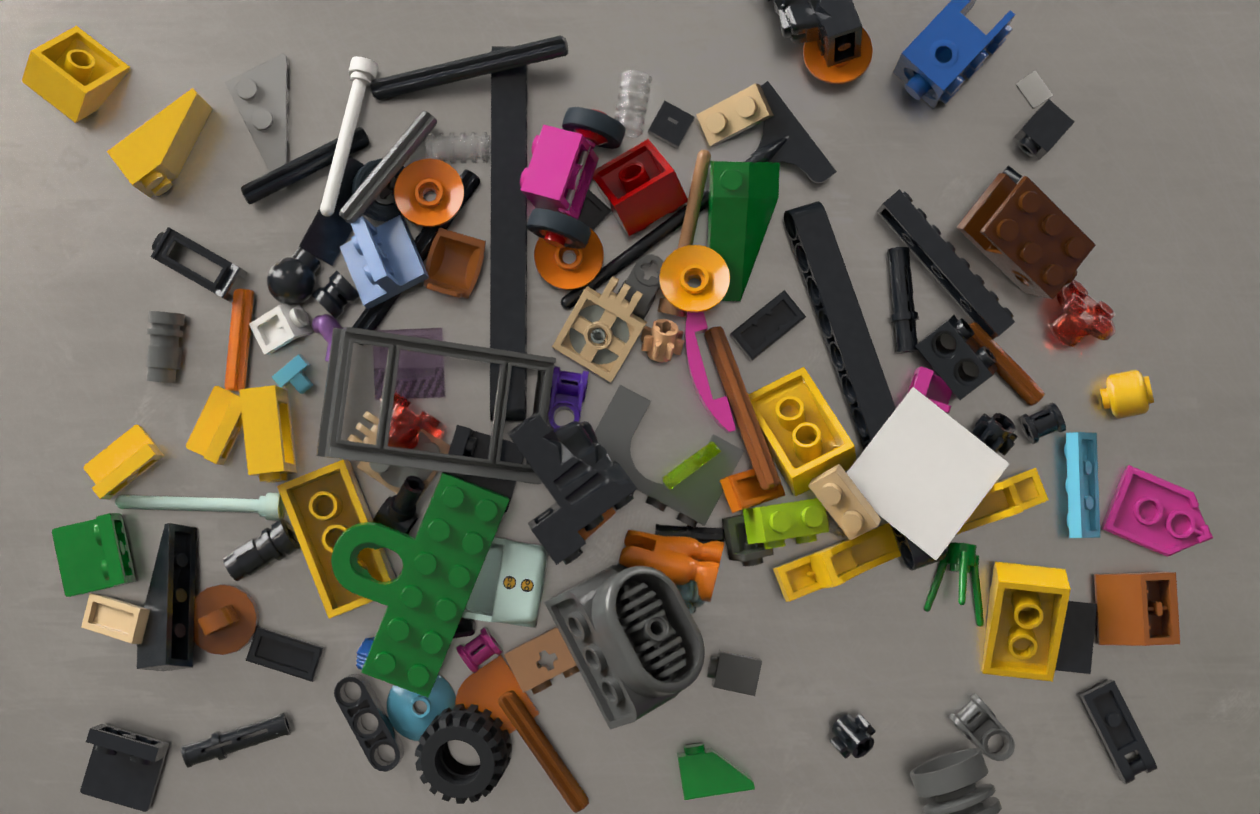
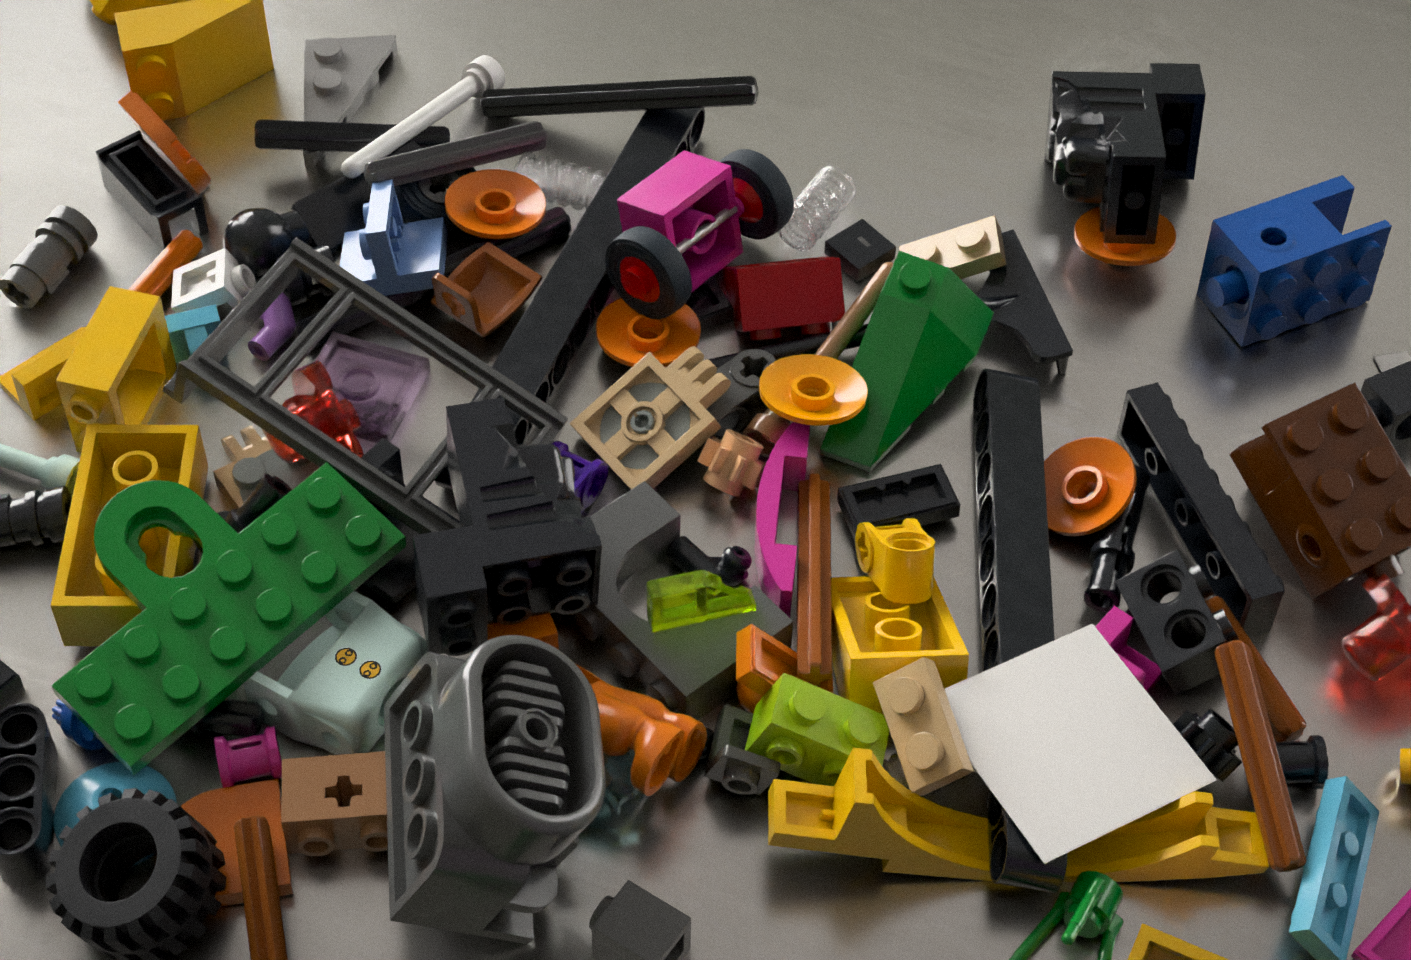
camera: 25 degrees right, 35 degrees down
(195, 233) = (165, 142): none -> orange tile
(677, 416) = (730, 567): none -> black arm
(780, 371) = (897, 560): none -> yellow piece
(869, 290) = (1080, 469): none -> orange dish
(1028, 437) = (1260, 757): none -> dark orange axle

